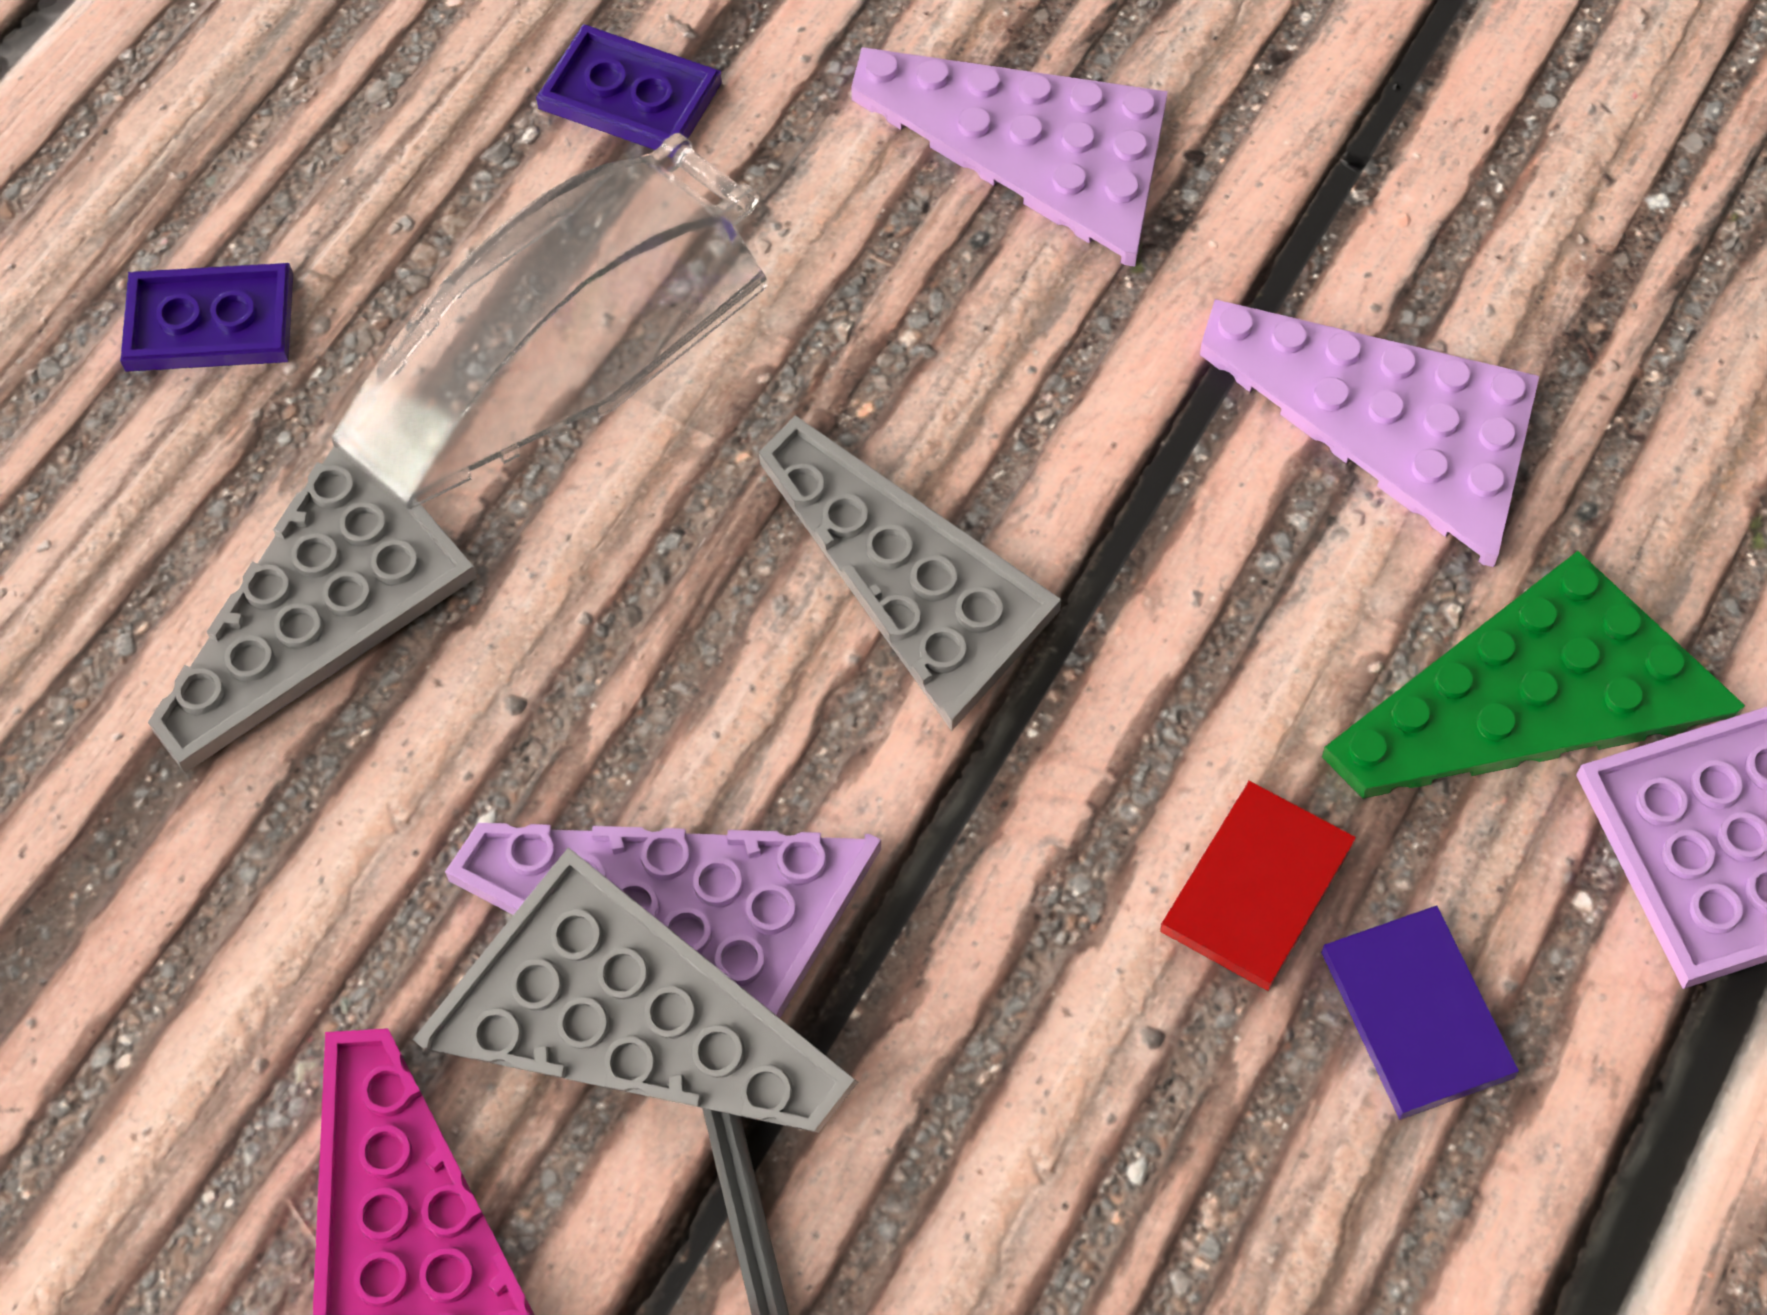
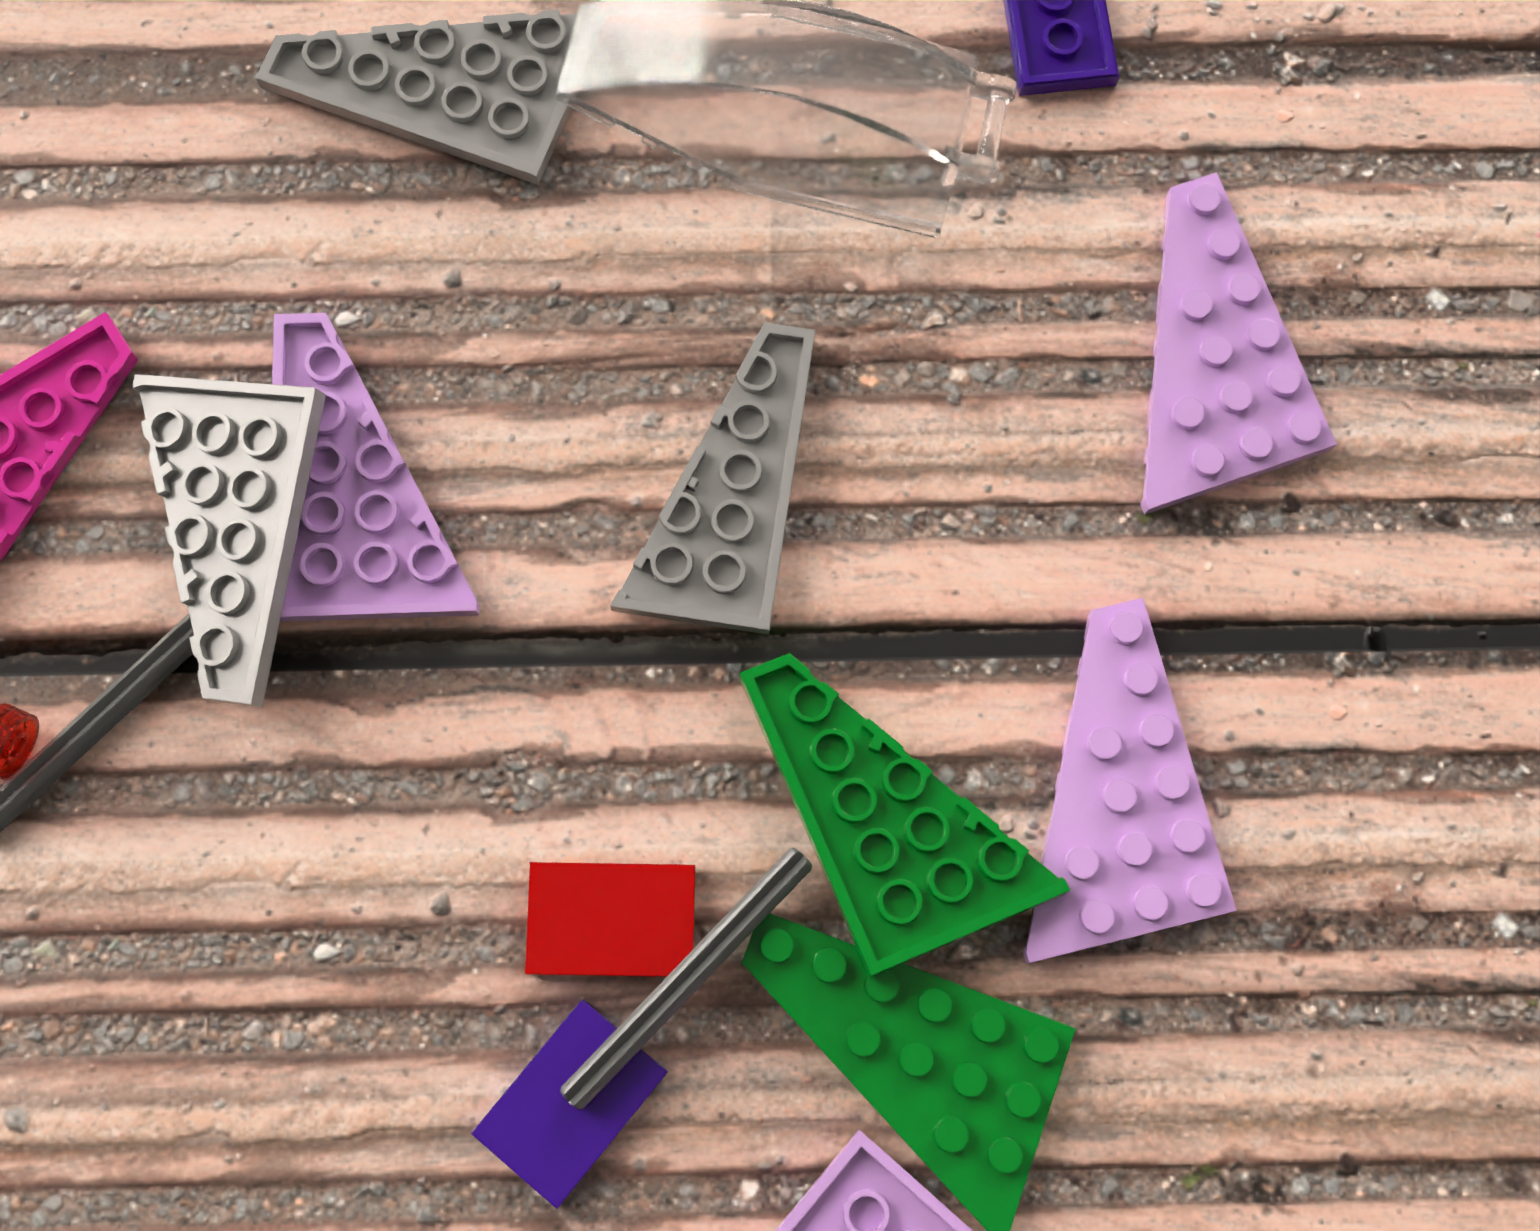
camera: 55 degrees right, 15 degrees up
(1336, 600) = (892, 839): none -> green wing
(1359, 840) = (685, 979): none -> dark grey axle

